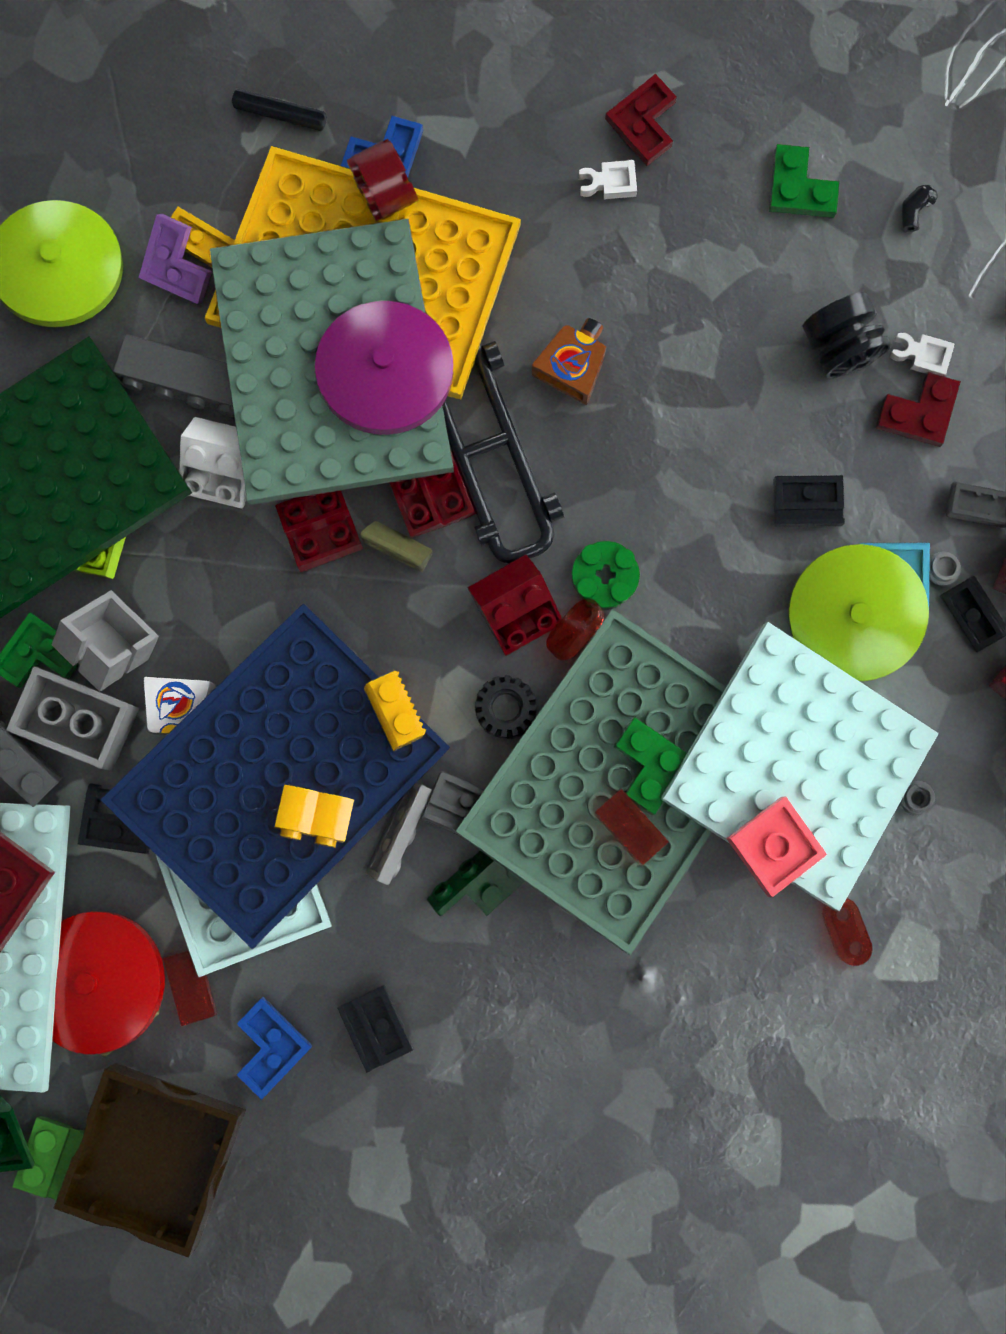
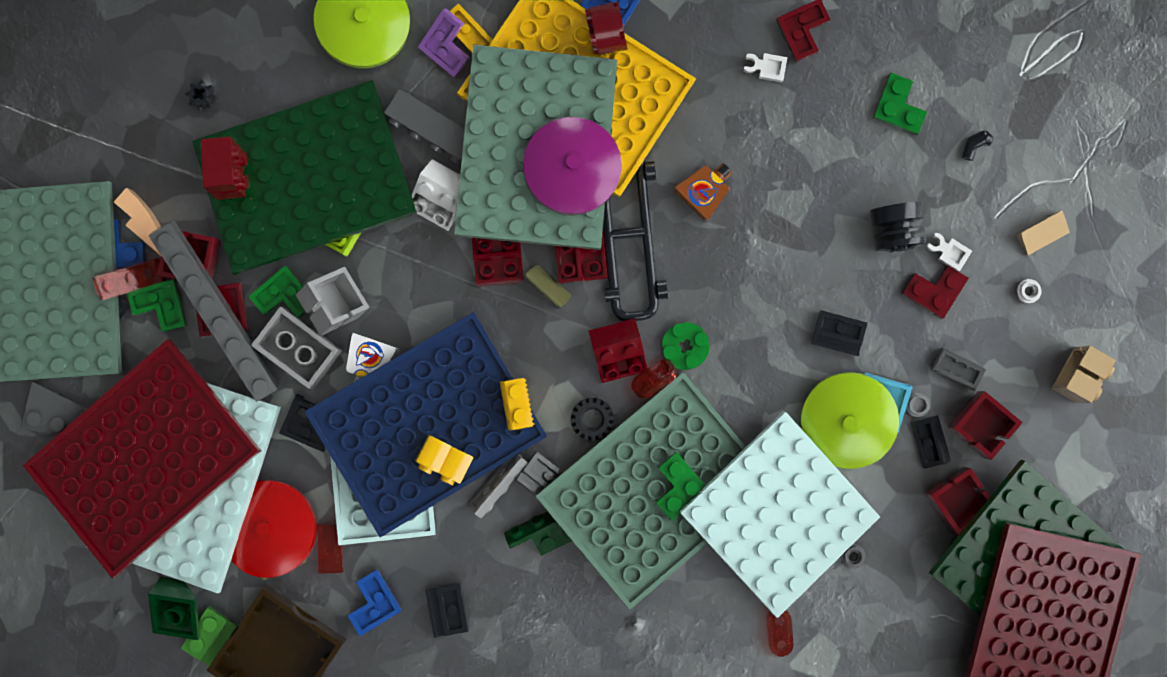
camera: 10 degrees right, 5 degrees up
(631, 827) = (653, 526): clear red plate -> none
(776, 846) = (746, 565): coral plate -> none

